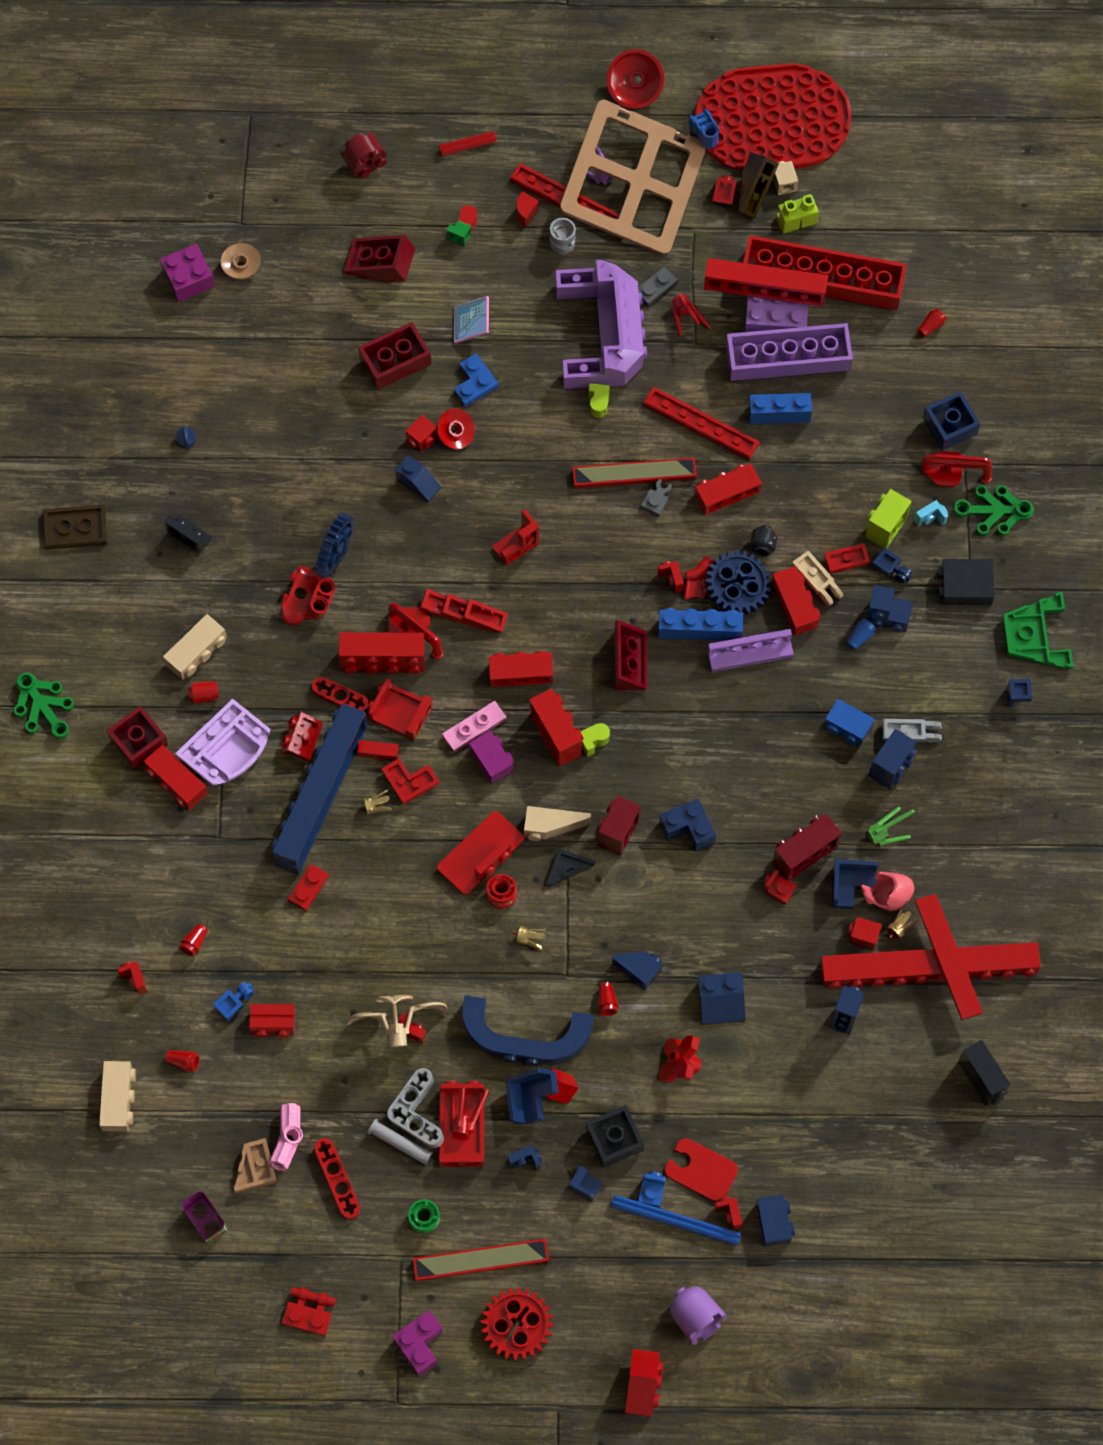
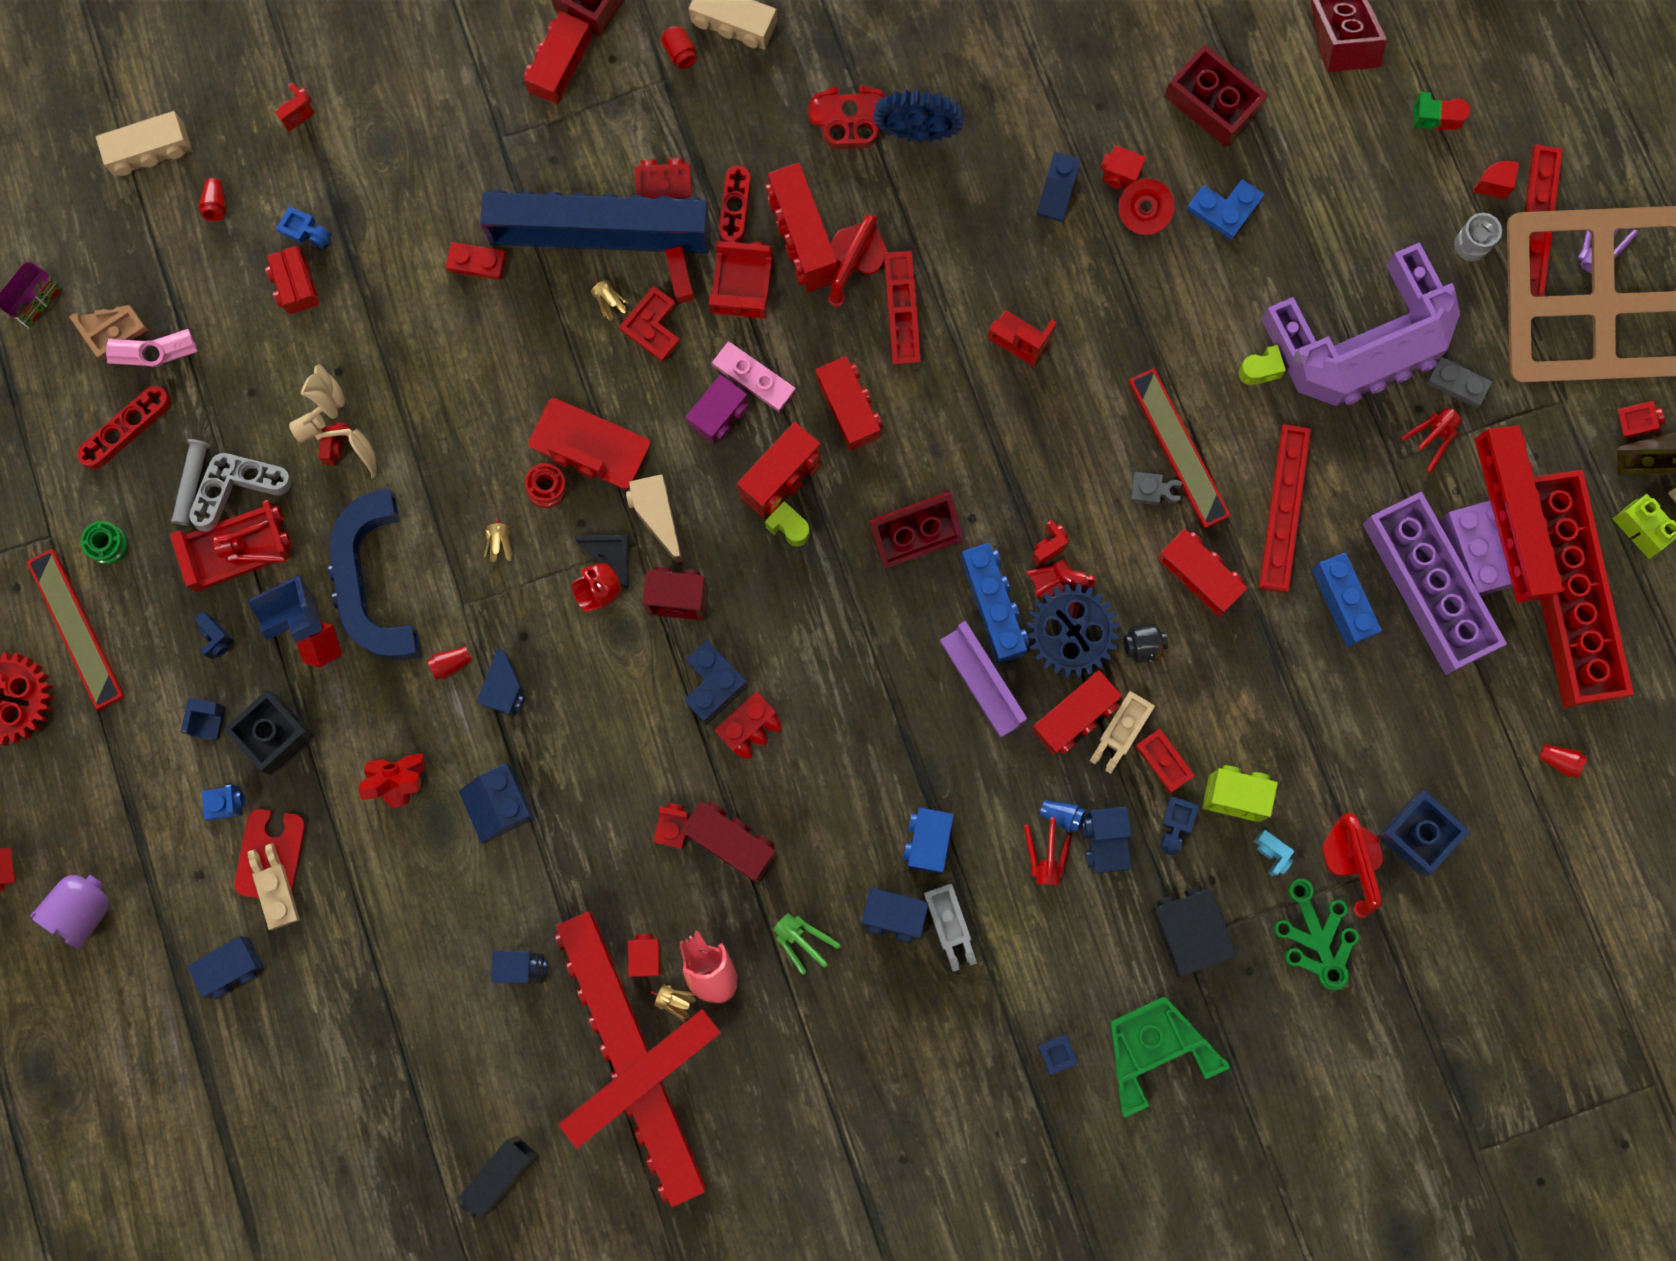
camera: 75 degrees right, 10 degrees up
(193, 940) = (362, 156): red cone -> none
(225, 745) = (617, 96): lavender slope -> none
(467, 143) = (1562, 76): red axle -> none
(471, 319) = (1308, 169): piece -> none
(591, 879) = (597, 587): none -> red helmet
(676, 1220) = (194, 846): blue axle -> none
(724, 815) = (747, 724): none -> red plate
(729, 1171) = (273, 889): none -> tan hinge
(732, 1215) = (218, 913): red bracket -> none
(850, 876) = (709, 908): dark blue panel -> none
(896, 656) = (1047, 872): none -> red plant

